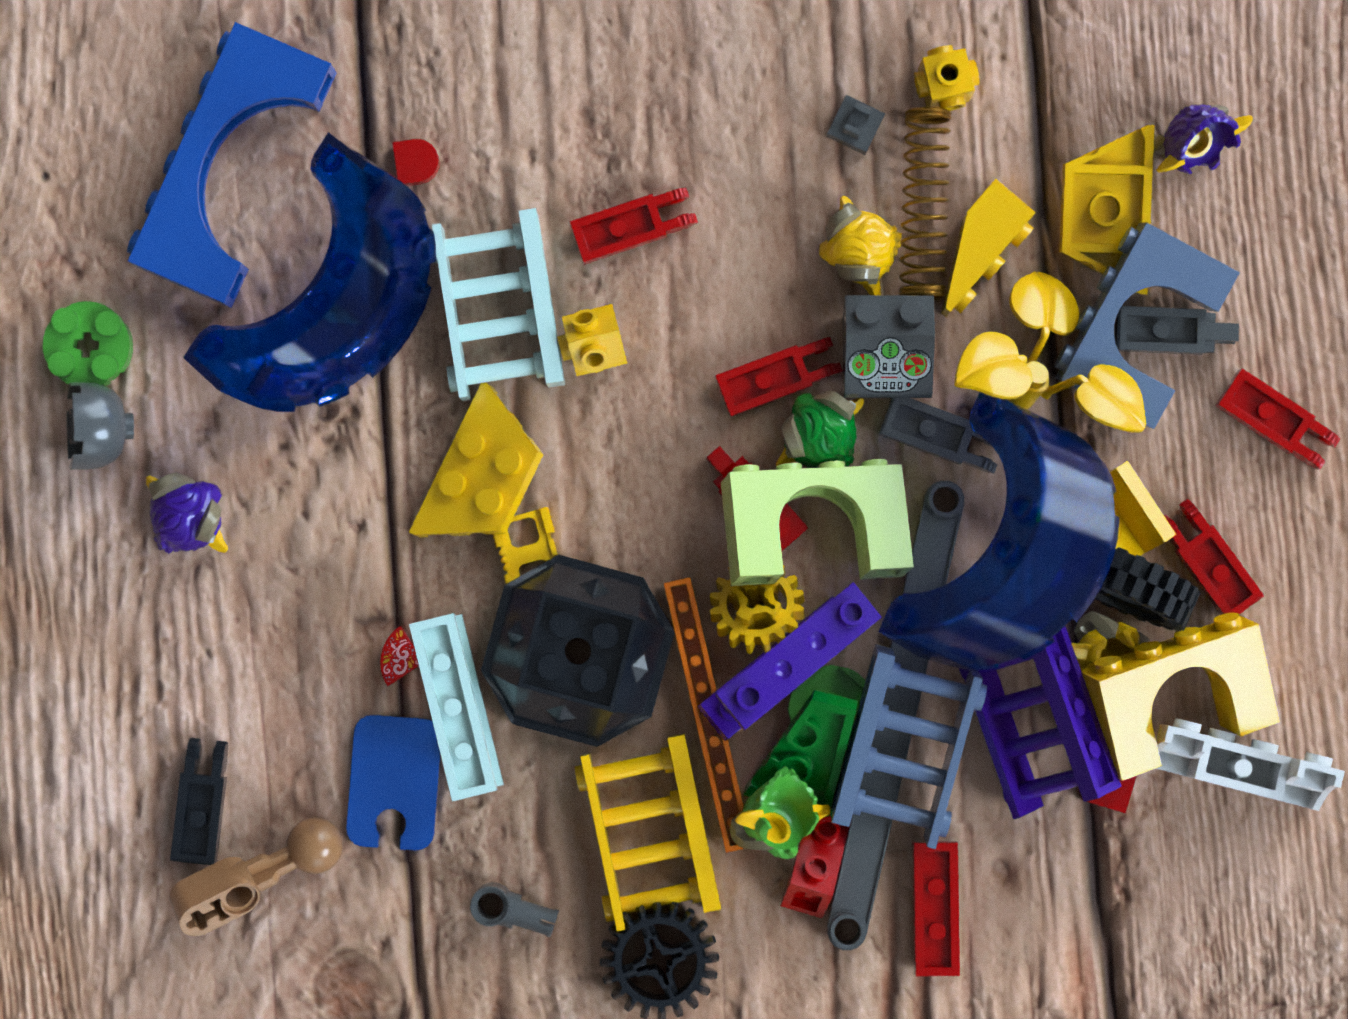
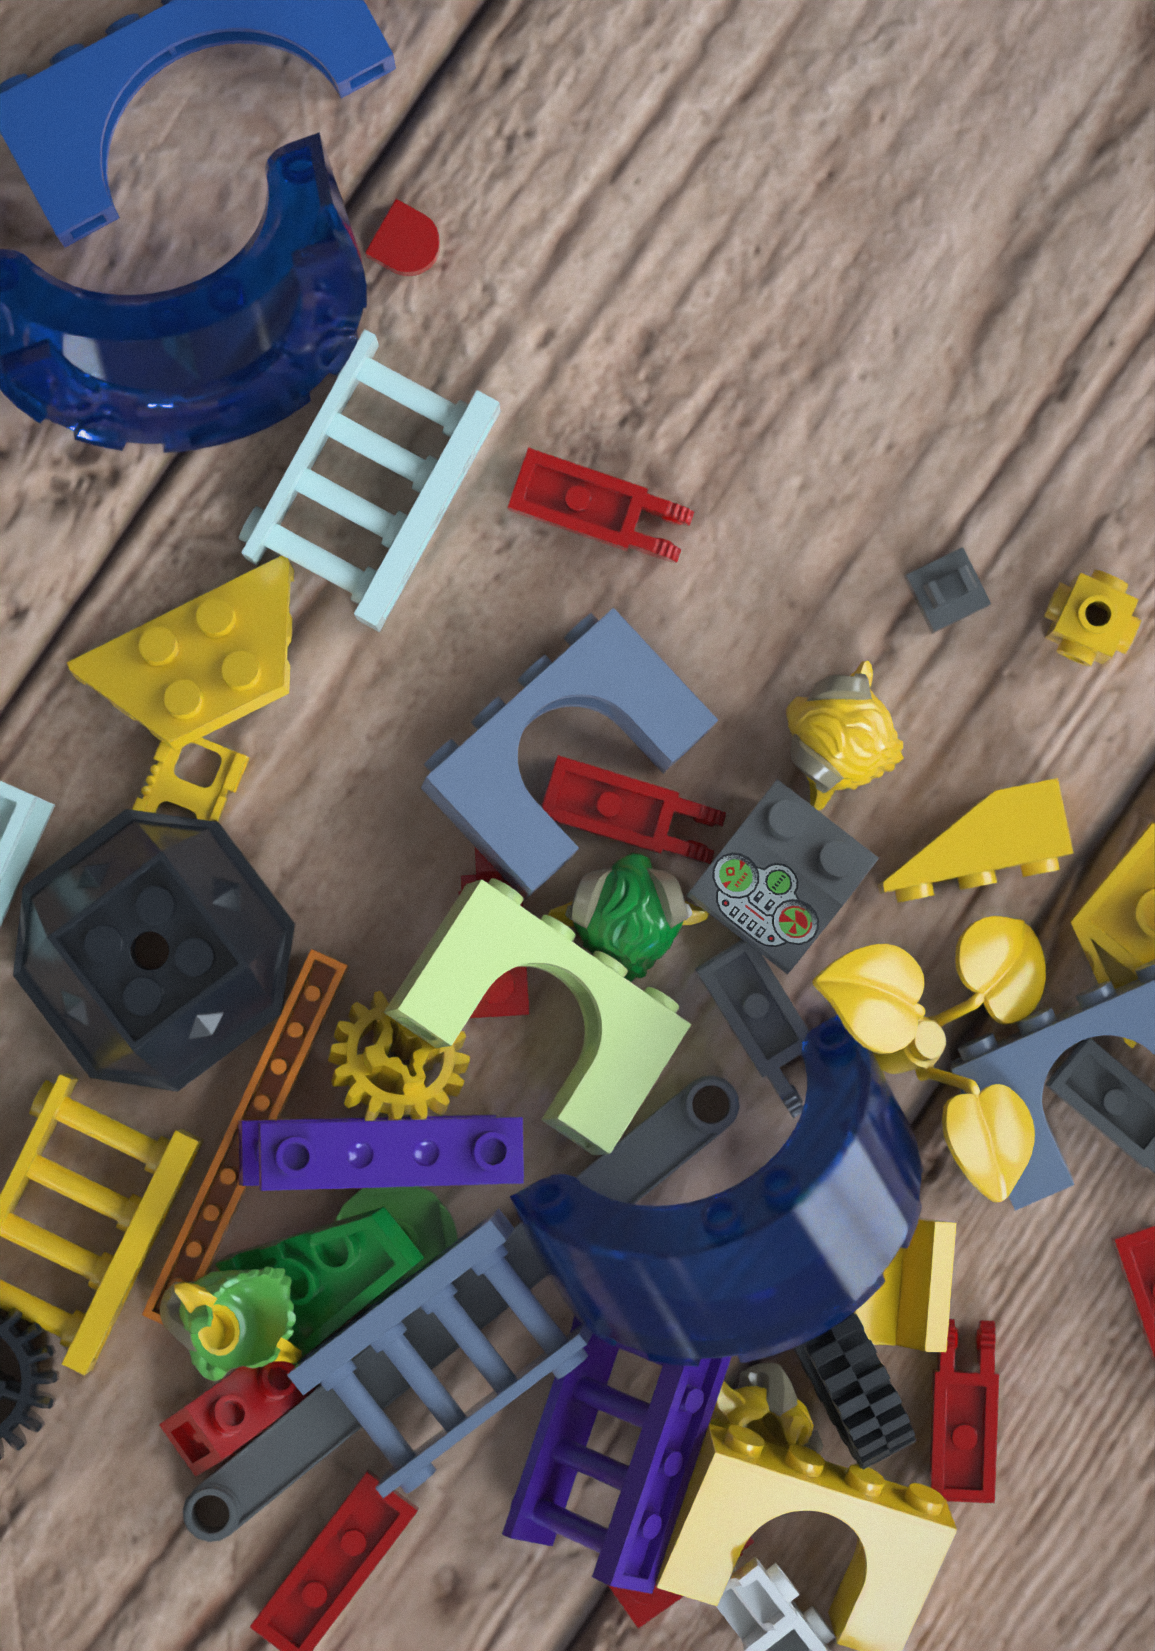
camera: 35 degrees right, 0 degrees up
(592, 340) = (447, 605): yellow brick -> none
(705, 310) = (601, 671): none -> sand blue arch
(923, 115) = (1037, 644): pearl gold piece -> none

